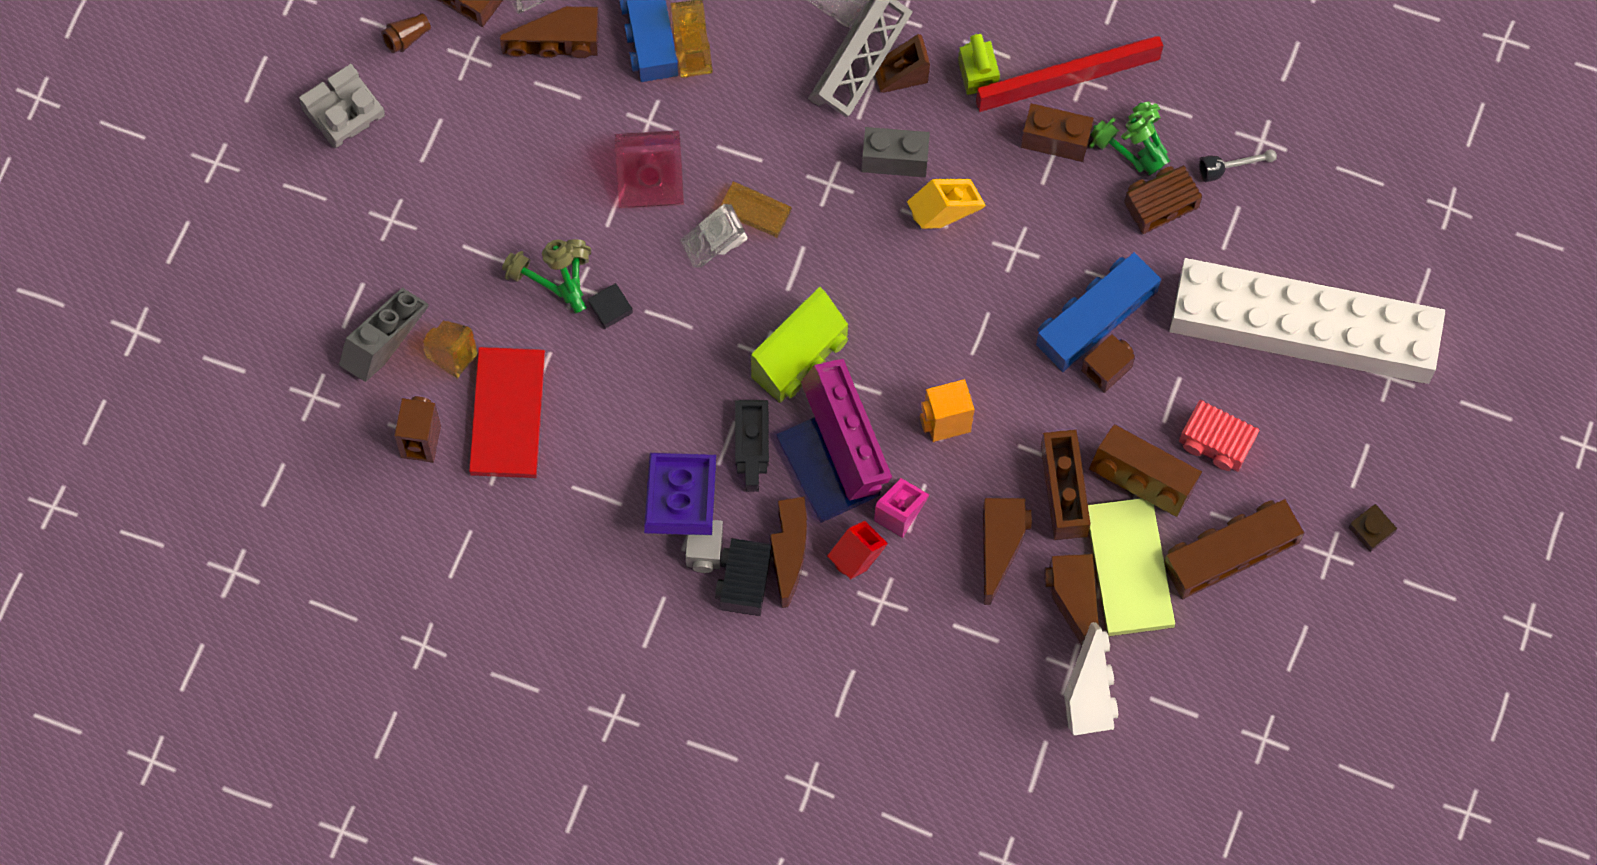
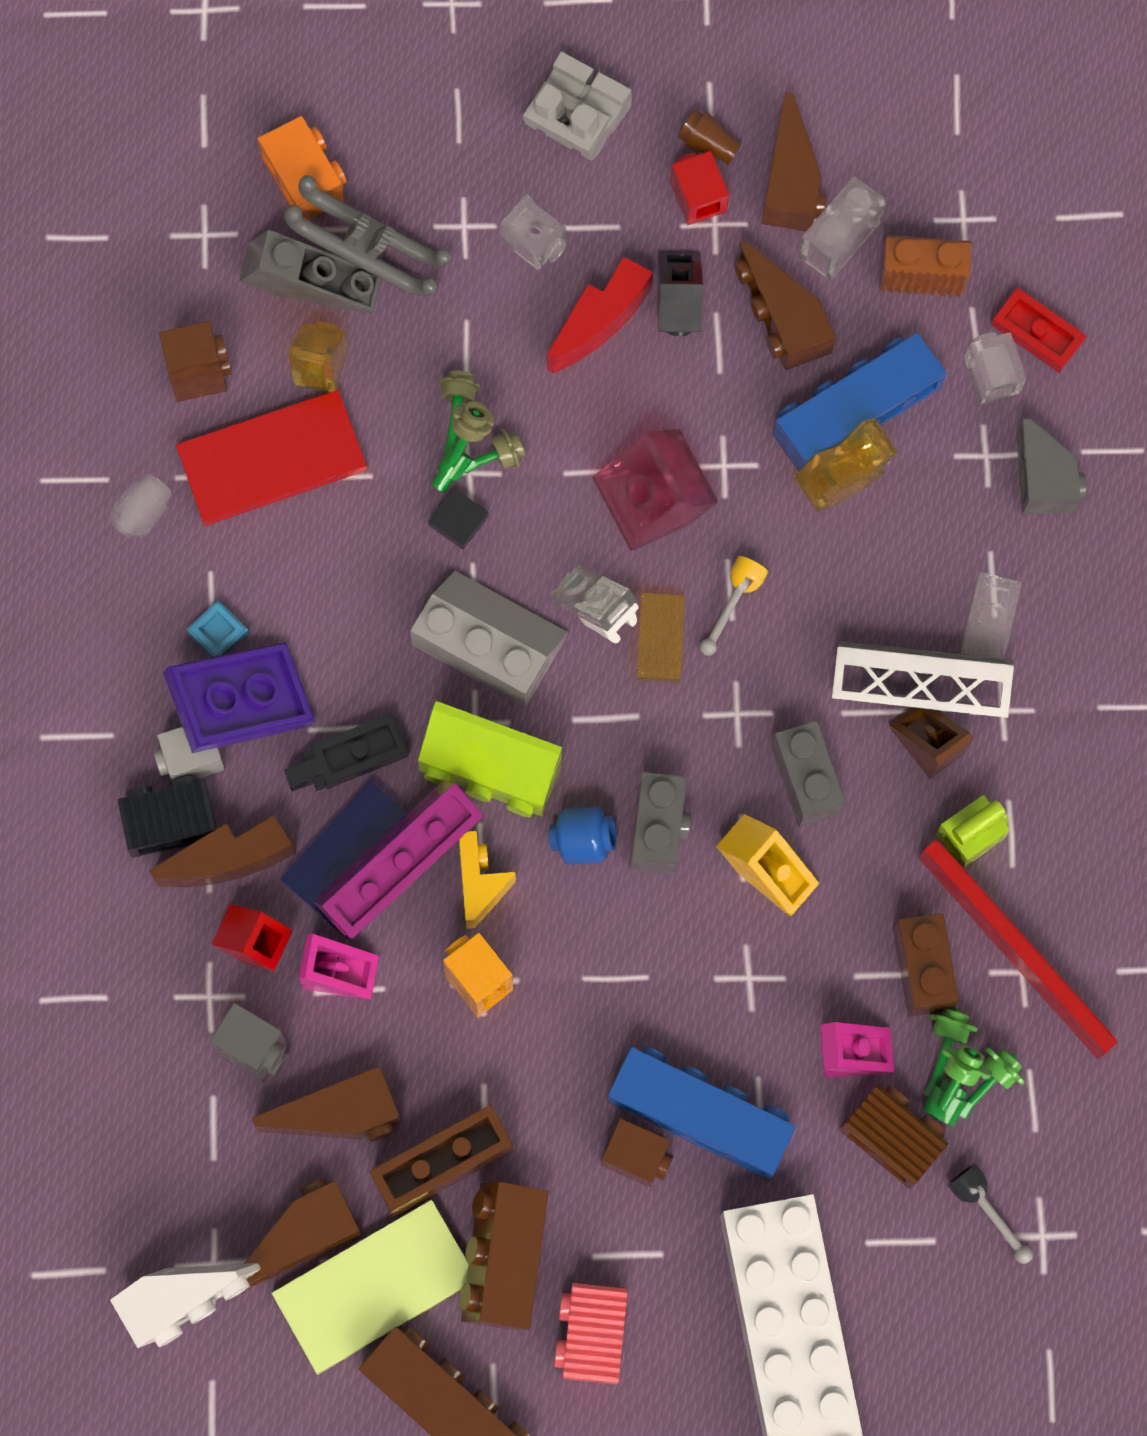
camera: 65 degrees right, 5 degrees up
(299, 307) = (296, 152): none -> orange brick
(380, 282) = (364, 240): none -> dark grey piece
(420, 182) = (531, 247): none -> clear brick
(440, 52) = (698, 187): none -> red brick
(503, 152) = (600, 314): none -> red slope
(506, 511) = (140, 506): none -> clear brick
(513, 95) = (679, 292): none -> black slope
(620, 496) = (217, 630): none -> dark azure tile
(708, 318) = (487, 637): none -> light grey slope
(737, 137) = (745, 577): none -> hinge
(876, 310) = (583, 835): none -> blue head
(886, 394) = (484, 890): none -> yellow slope
(889, 258) = (659, 823): none -> dark grey brick
(934, 575) = (250, 1043): none -> dark grey brick
(1094, 202) = (856, 1050): none -> dark pink slope

